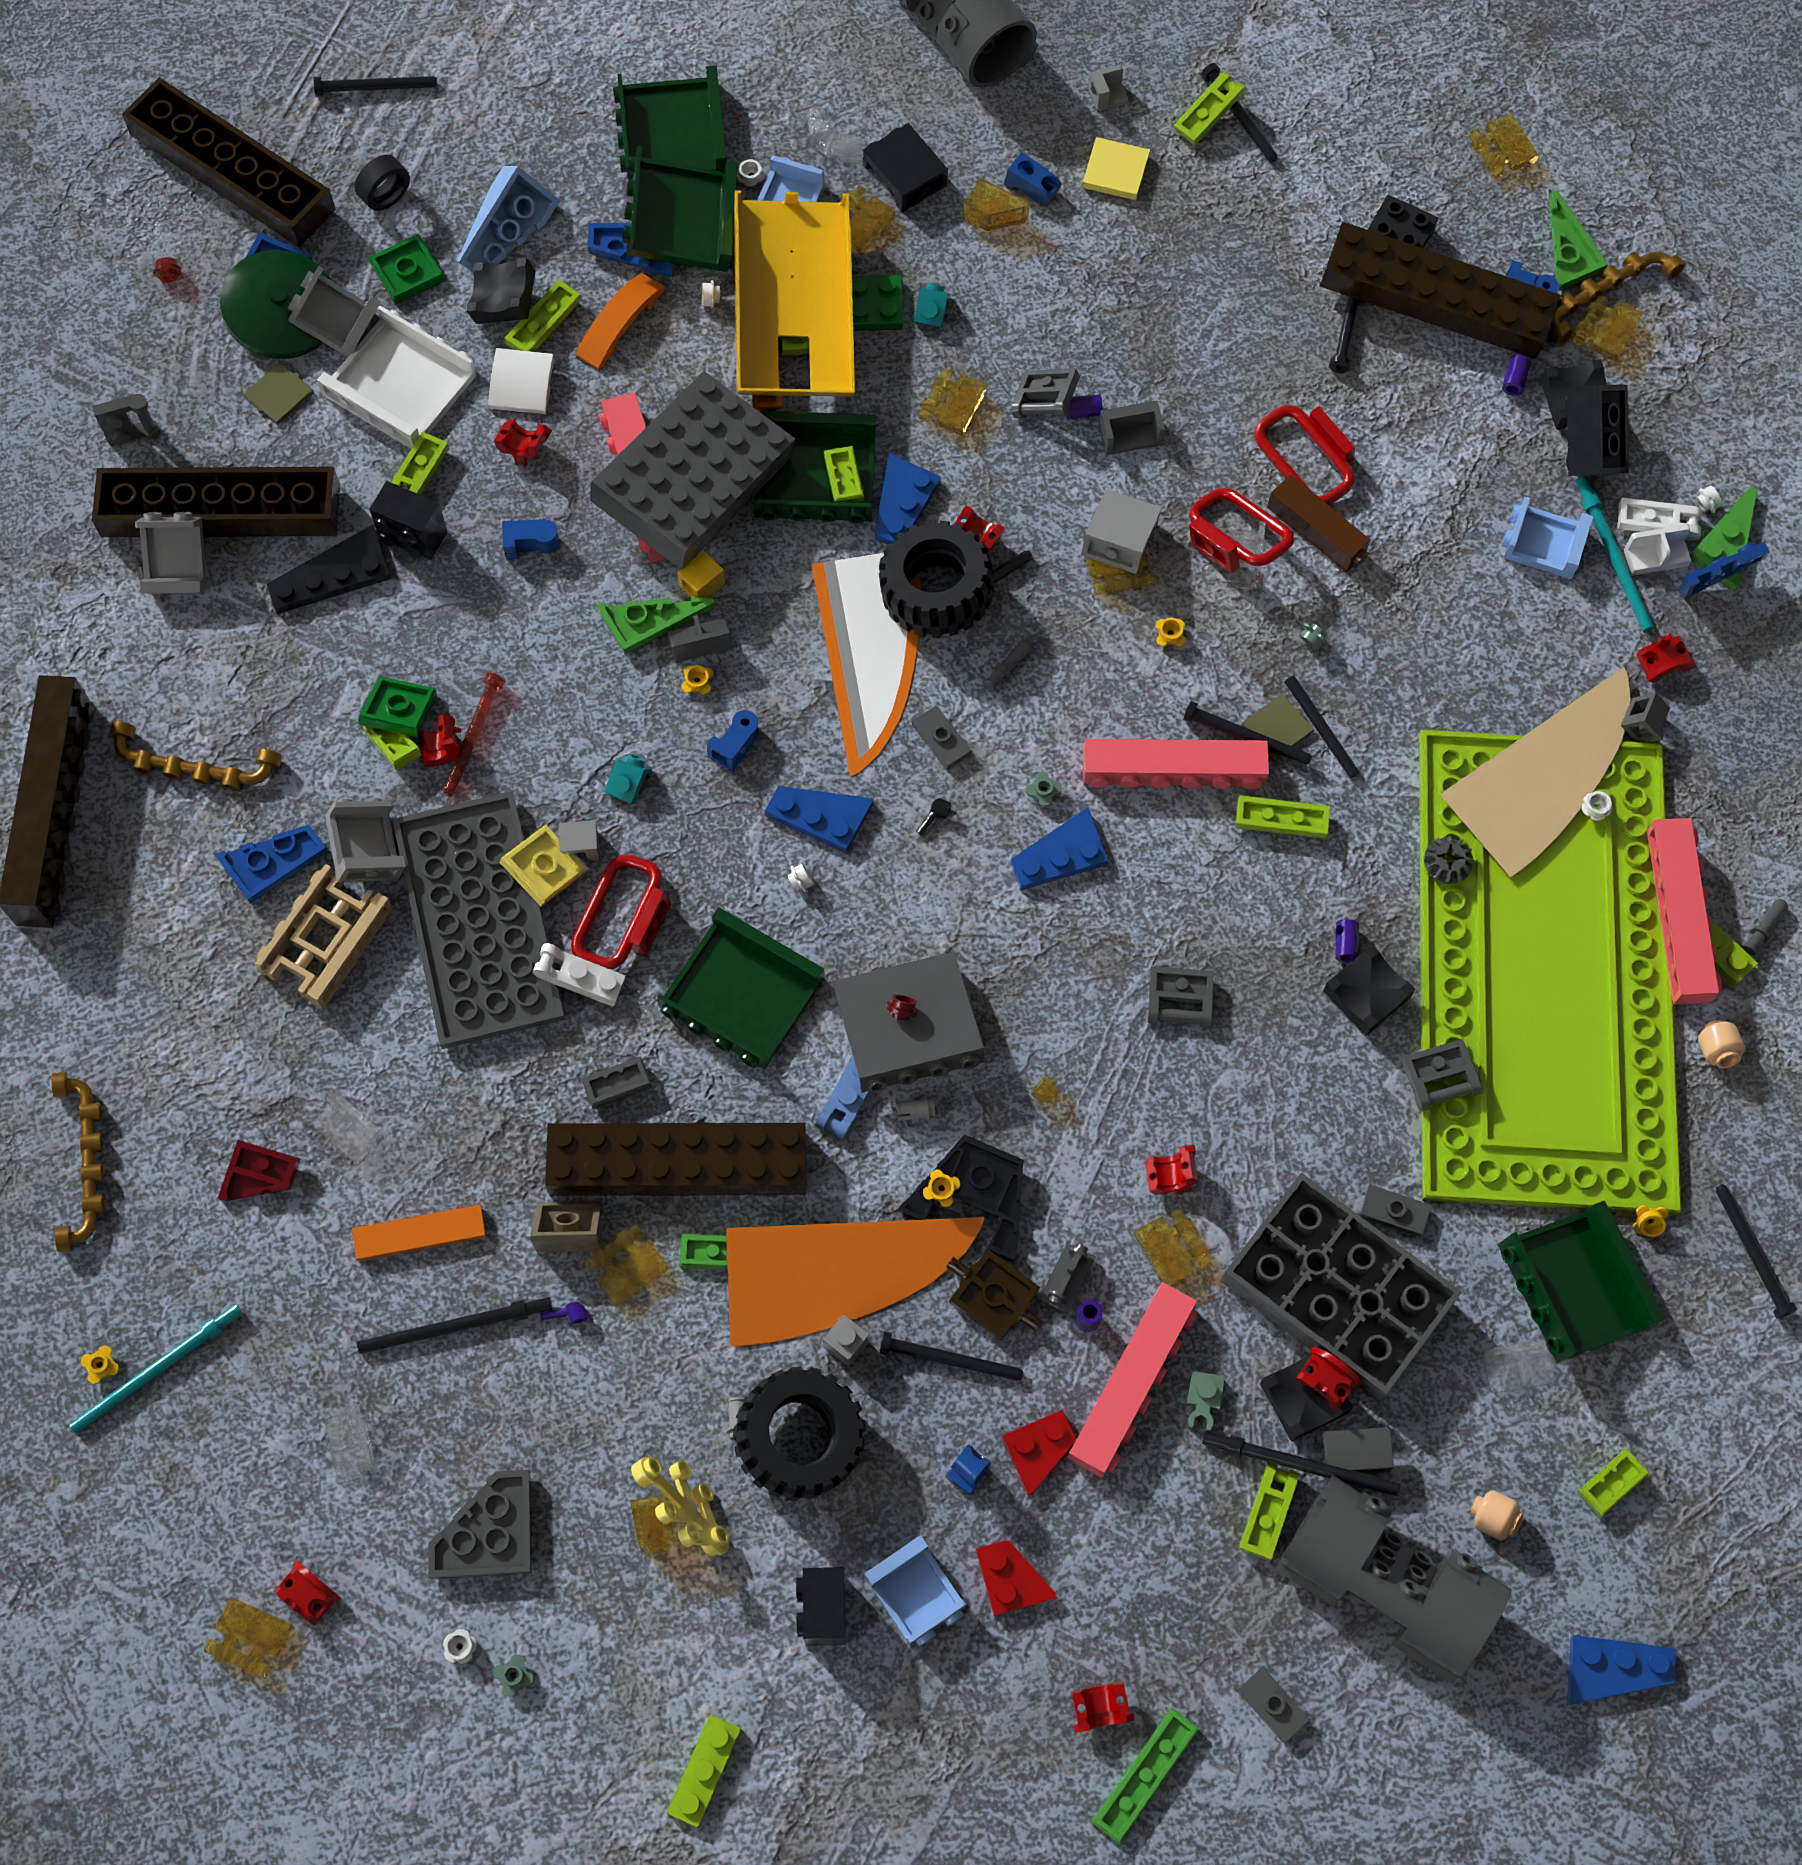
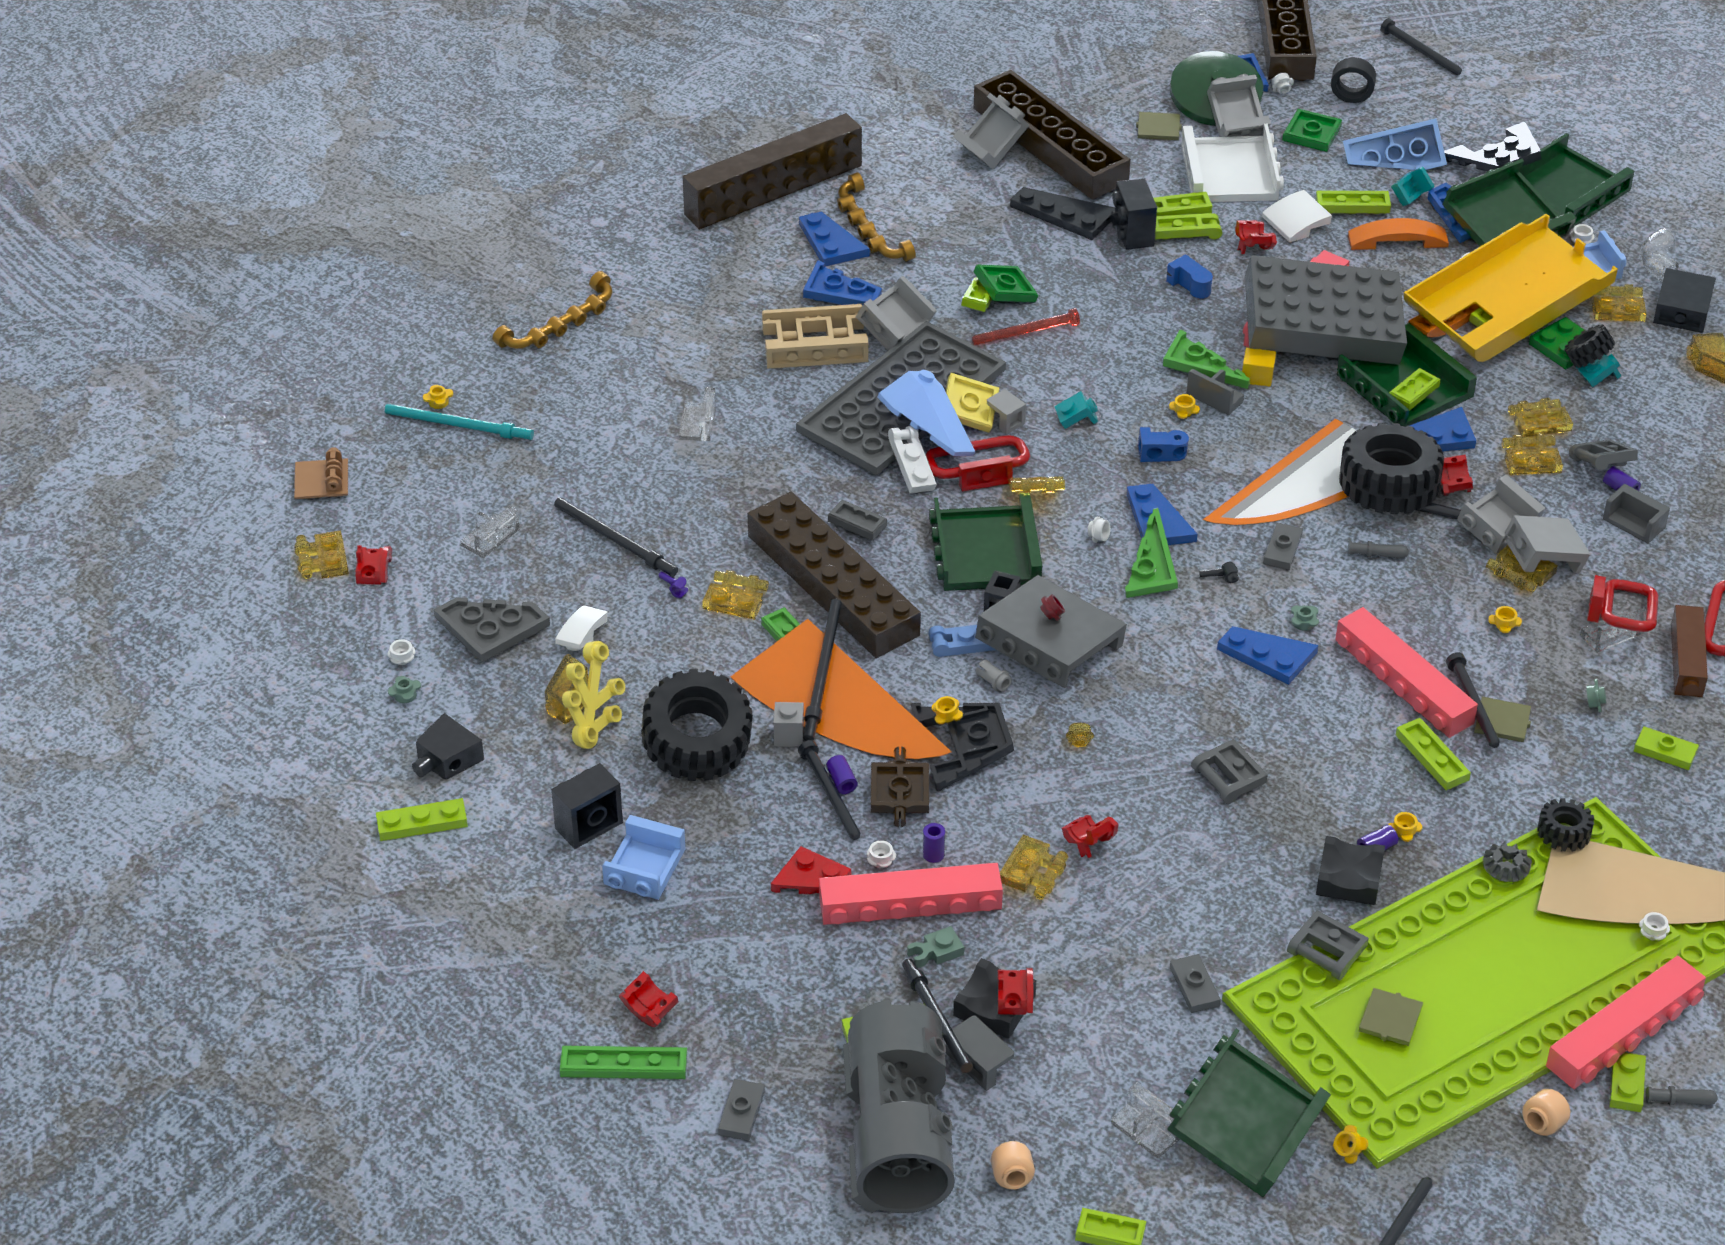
camera: 55 degrees right, 25 degrees down
(117, 424) = (1052, 67): dark grey plate -> none
(128, 1565) = (322, 477): none -> medium nougat hinge
(167, 269) = (1182, 35): clear red plate -> none
(184, 816) = (830, 240): none -> blue wing
(257, 1172) = (627, 393): dark red wing -> none
(320, 241) = (1282, 83): none -> white plate
(419, 1233) = (661, 487): orange tile -> none
(441, 745) = (998, 316): red piece -> none
(455, 481) = (1188, 226): none -> lime plate
(501, 291) = (1346, 170): black brick -> none
(533, 916) = (929, 409): none -> light blue wedge
(564, 1446) = (580, 628): none -> white slope
(567, 254) = (1412, 186): none -> teal bracket
(567, 1226) = (730, 549): dark tan slope -> none
(602, 149) = (1516, 146): none -> wing
(634, 1690) = (447, 749): none -> black torso
(703, 889) = (1042, 484): none -> clear yellow plate
(820, 1013) = (999, 587): none -> black brick
(844, 1305) = (814, 712): none -> black bar
(886, 867) = (1154, 566): none -> bright green wing
(904, 292) = (1589, 346): none -> black tyre
(939, 1334) = (841, 774): none -> dark purple piece
(968, 1470) = (758, 833): blue leg -> none
(996, 452) = (1531, 461): none -> clear yellow plate
(1011, 1579) = (699, 909): red wing -> none
(1051, 534) = (1492, 513): none -> light grey panel
(1067, 1277) = (961, 821): dark grey hinge -> none
(1068, 1364) = (881, 854): none -> white plate
(1322, 727) = (1531, 742): black bar -> none
(1340, 1285) = (1098, 972): dark grey brick -> none
(1344, 896) = (1406, 825): none -> yellow plate
(1404, 630) = (1666, 748): none -> lime plate
(1452, 768) = (1571, 836): none -> black tyre
(1545, 1084) = (1391, 1016): none -> olive piece

